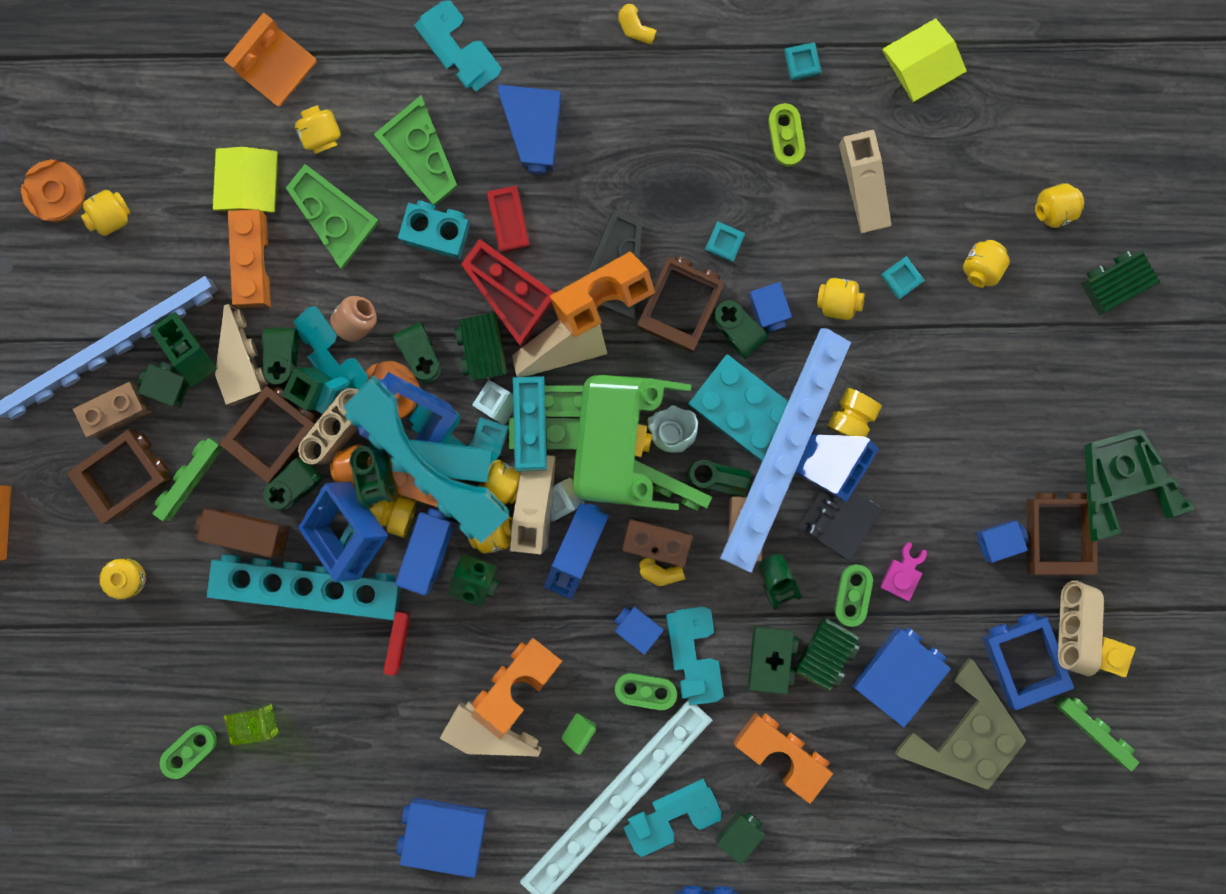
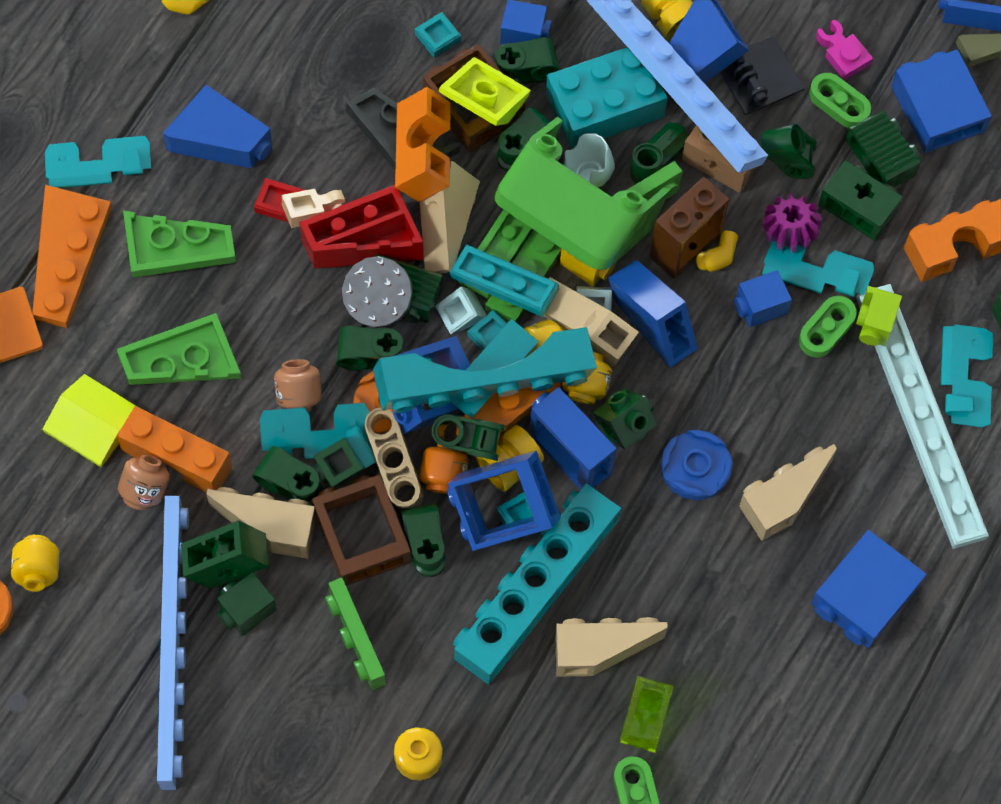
camera: 65 degrees left, 20 degrees down
(94, 494) = (314, 736): reddish brown window -> none
(112, 410) = (239, 667): medium nougat brick -> none
(209, 252) = (143, 482): none -> nougat head
(242, 532) = (445, 601): reddish brown window -> none
(280, 660) = (594, 647): none -> tan slope
(317, 129) = (91, 320): yellow head -> none
(371, 71) = (67, 245): none -> orange wing
(397, 642) = (646, 526): red tile -> none
(431, 237) = (267, 275): teal brick -> none
(459, 333) = (377, 292): none -> flat silver tile
(473, 652) = (696, 465): none -> blue tile
(503, 234) = (308, 203): none -> tan plate
(531, 665) = (766, 453): orange arch -> none
(579, 733) = (835, 408): bright green slope -> none
(669, 729) = (877, 316): none -> lime brick
(674, 367) = (517, 135): none -> dark green piece
(677, 315) = (485, 92): none -> neon yellow slope
(710, 608) = (792, 222): none -> magenta gear

